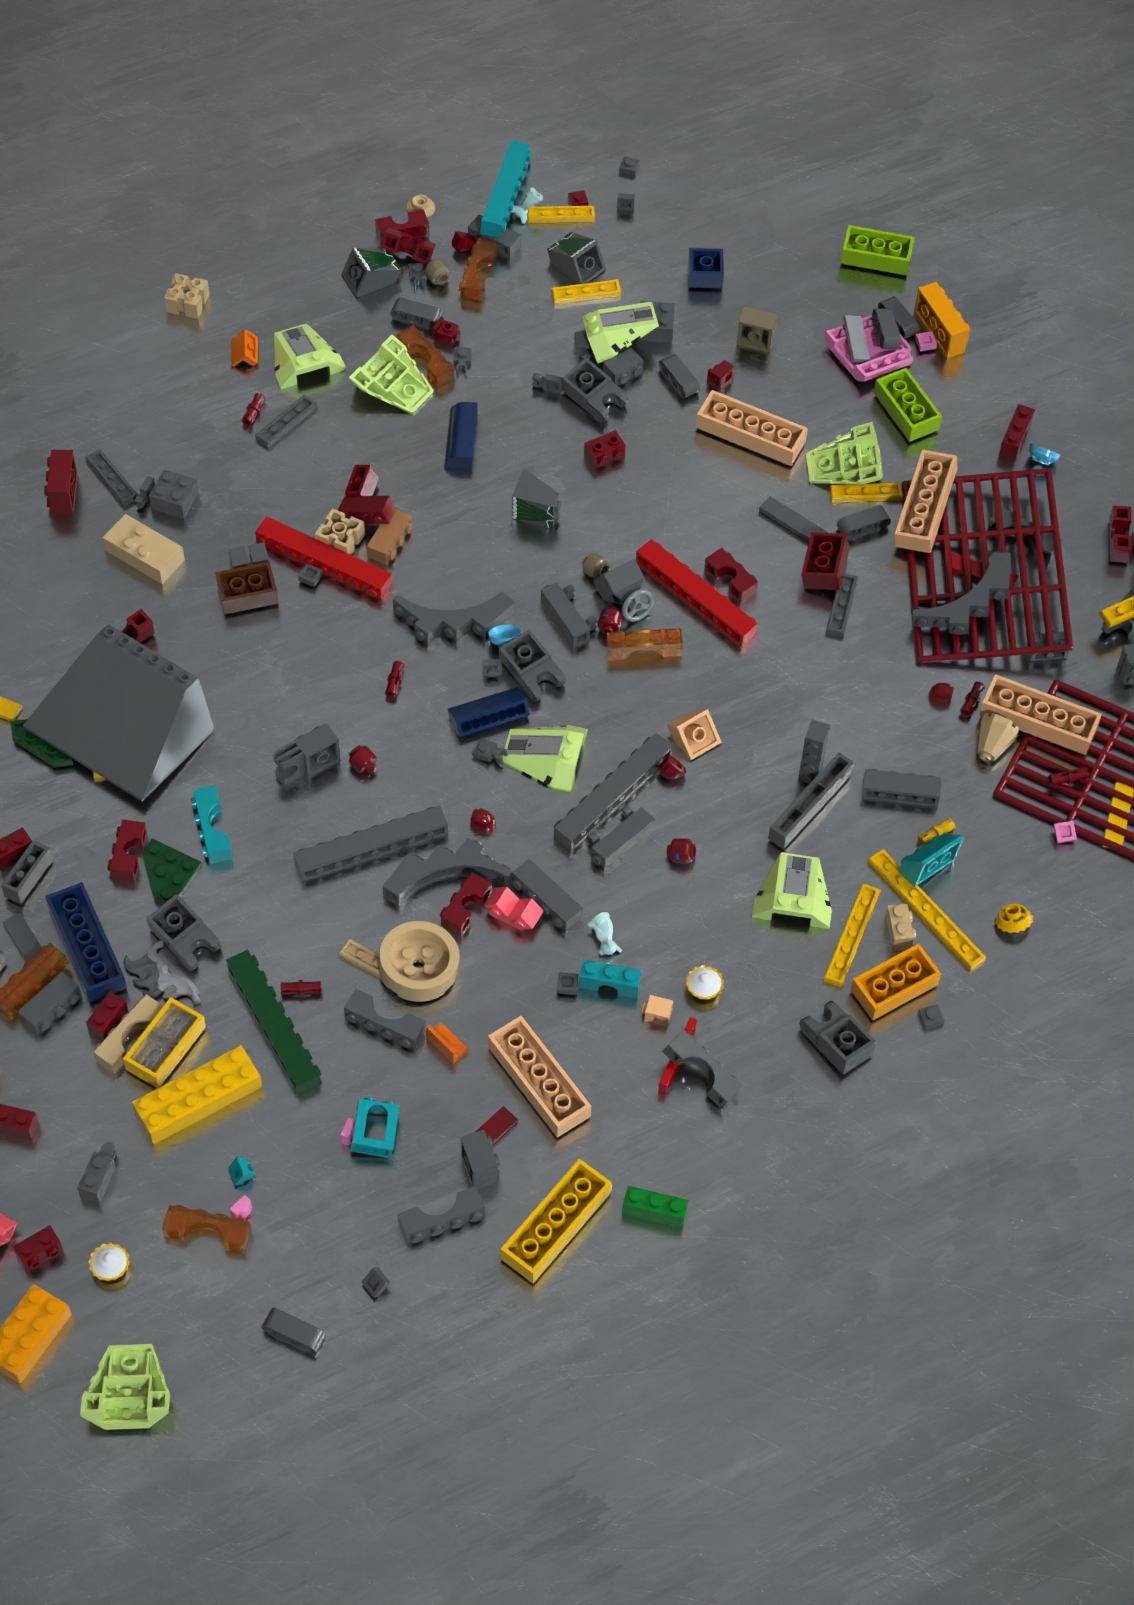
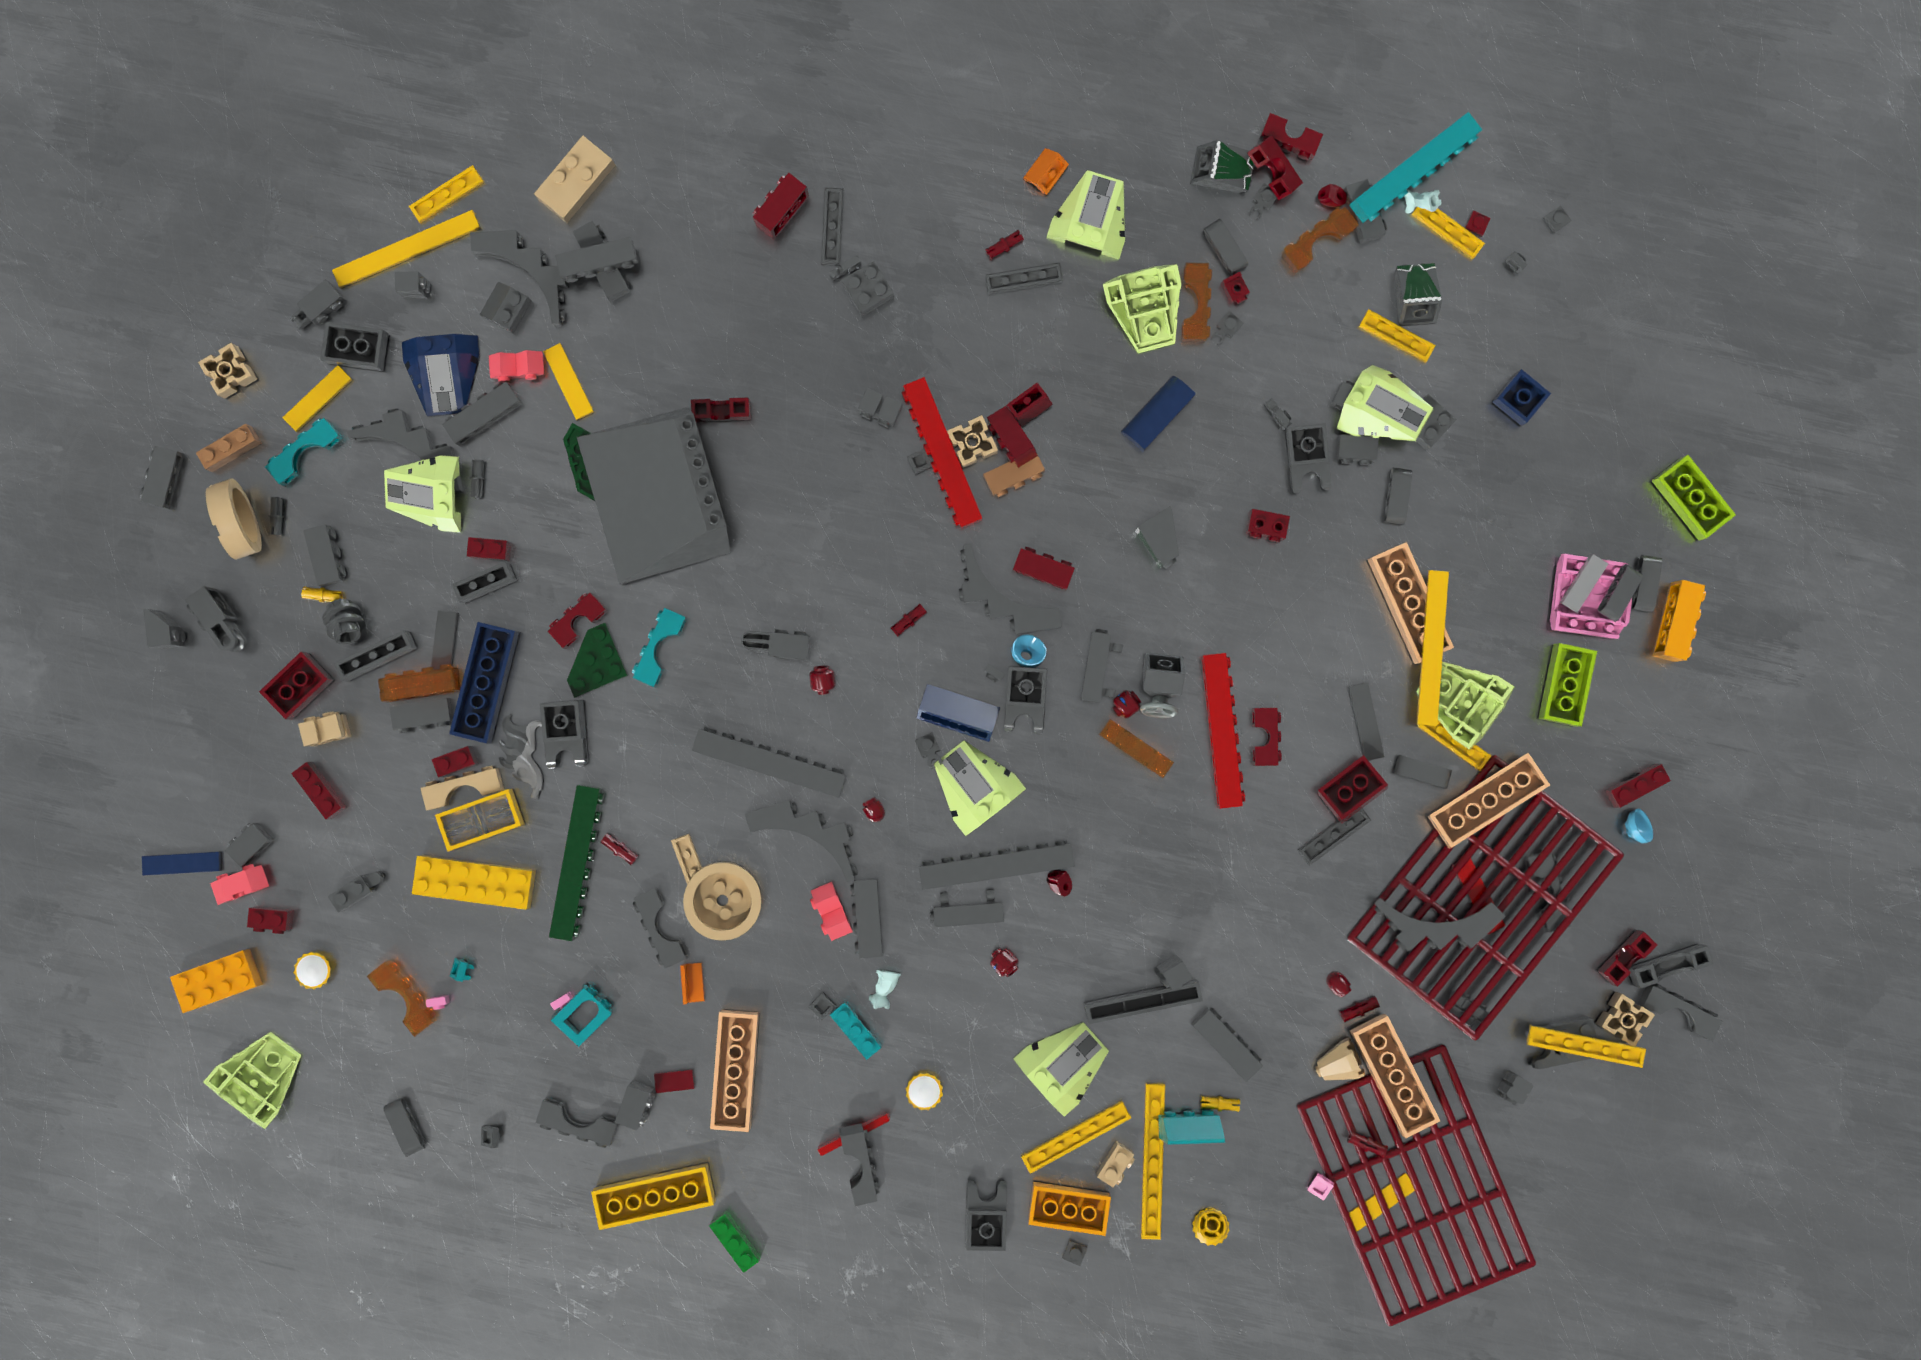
camera: 35 degrees right, 30 degrees up
(143, 548) = (801, 328): tan brick -> none
(186, 296) = (1037, 83): tan brick -> none
(246, 587) = (854, 437): reddish brown brick -> none
(421, 202) = (1327, 128): tan piece -> none
(437, 272) = (1279, 215): dark tan head -> none
(467, 579) = (1044, 568): none -> dark red brick
(472, 890) = (815, 869): dark red arch -> none
(595, 565) = (1160, 639): dark tan head -> none
(657, 1010) = (870, 1084): light nougat brick -> none
(694, 733) = (1104, 864): light nougat slope -> none
(721, 374) = (1436, 522): dark red brick -> none
(756, 329) = (1506, 503): dark tan brick -> none
(793, 436) = (1432, 648): none -> yellow tile
(926, 341) = (1648, 627): bright pink plate -> none

